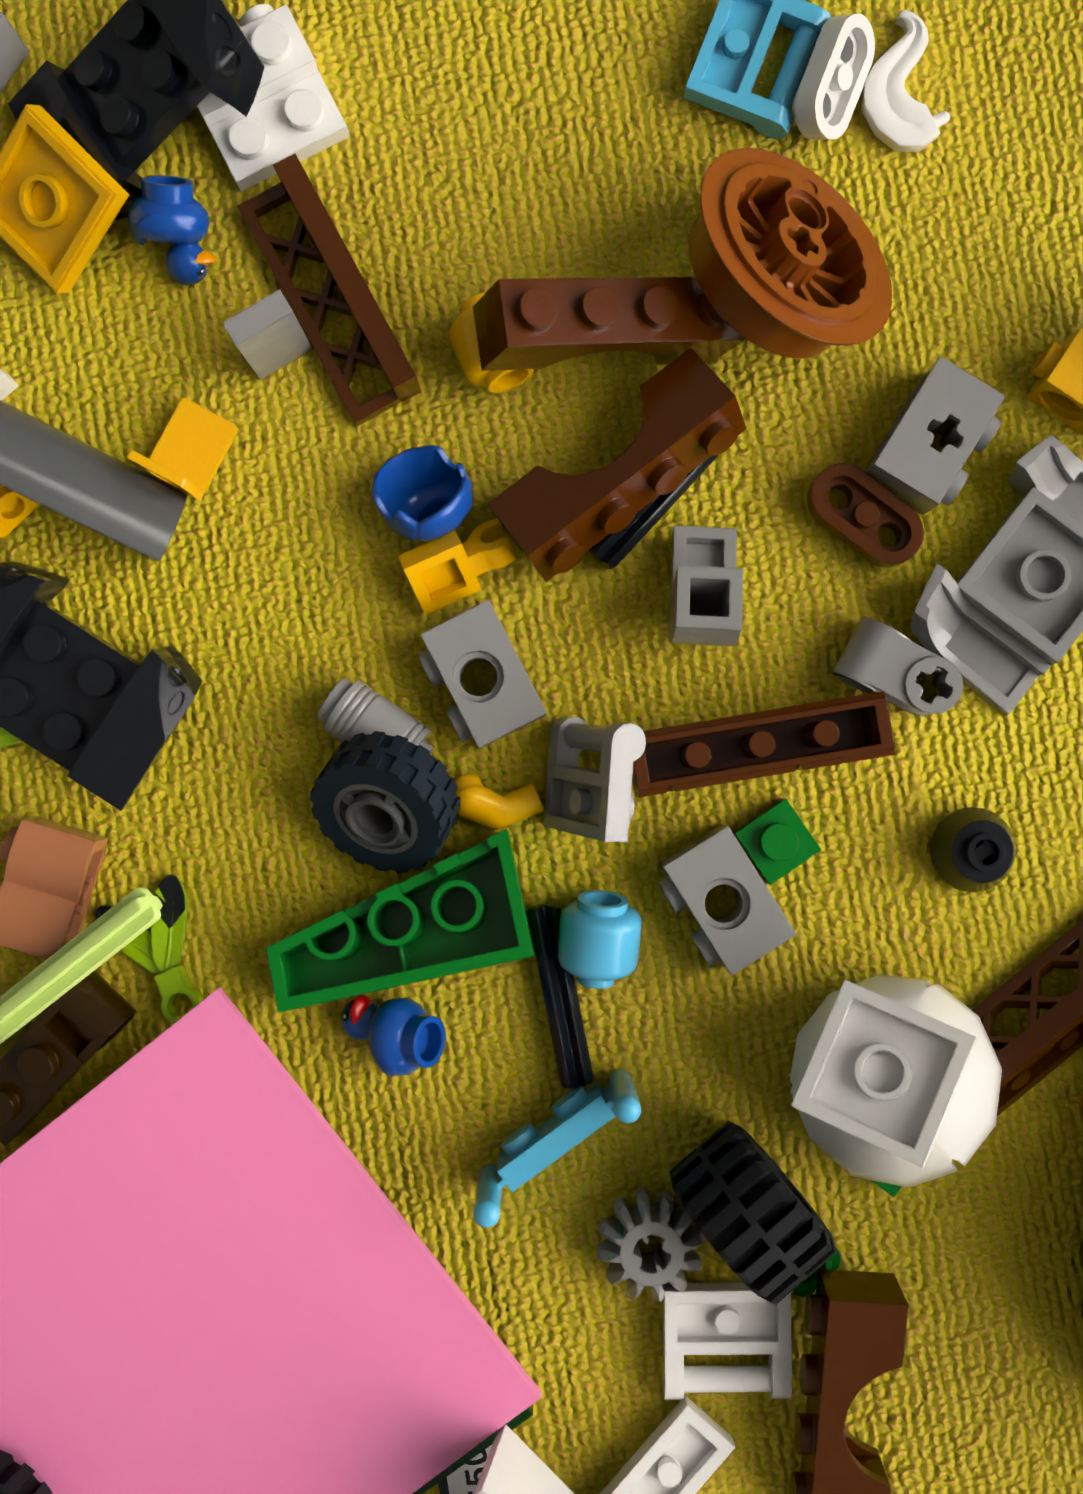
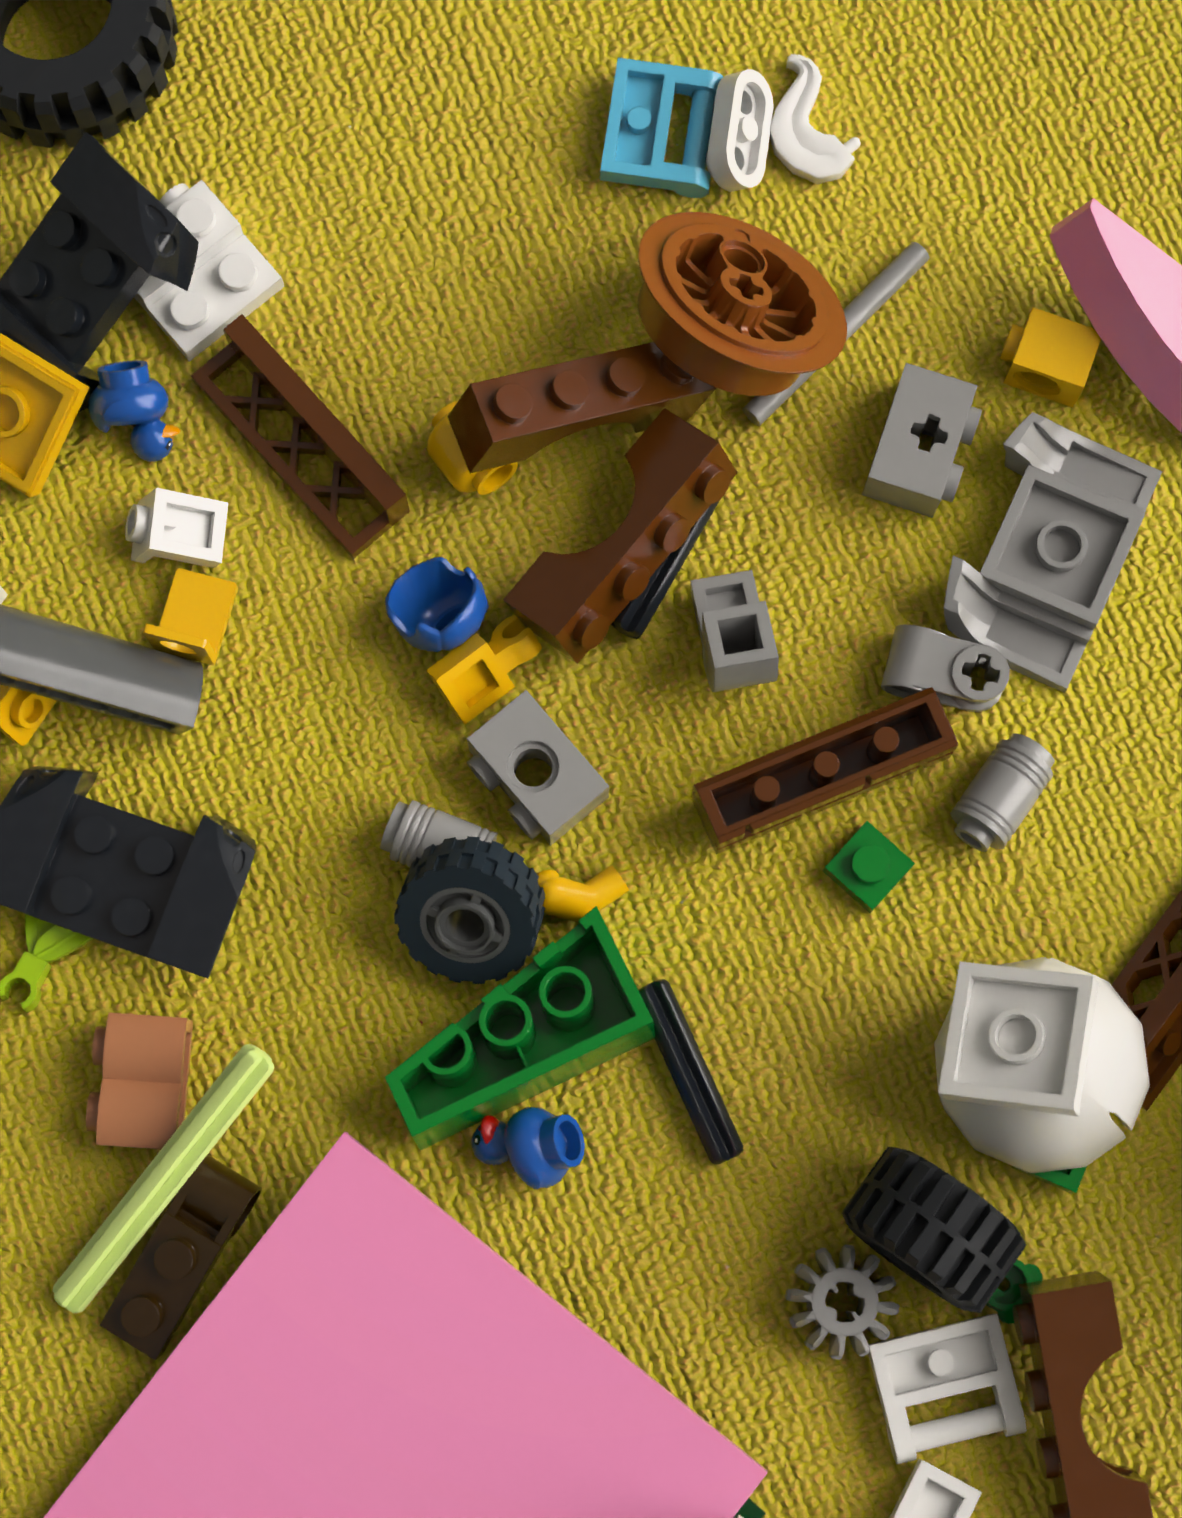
camera: 10 degrees left, 10 degrees down
(162, 947) = (274, 1119): lime piece -> none
(190, 357) = (177, 528): none -> white bracket
(268, 334) = (254, 488): light grey tile -> none
(534, 1149) = (734, 1188): medium azure plate -> none
(587, 799) = (674, 858): light grey plate -> none
(599, 938) = (715, 1001): medium azure head -> none
(756, 920) = (818, 896): light grey brick -> none
(867, 509) = (877, 524): reddish brown plate -> none
(903, 293) = (856, 314): none -> light grey bar
(922, 802) = (1002, 793): none -> light grey head
(965, 862) = (1055, 842): black cone -> none

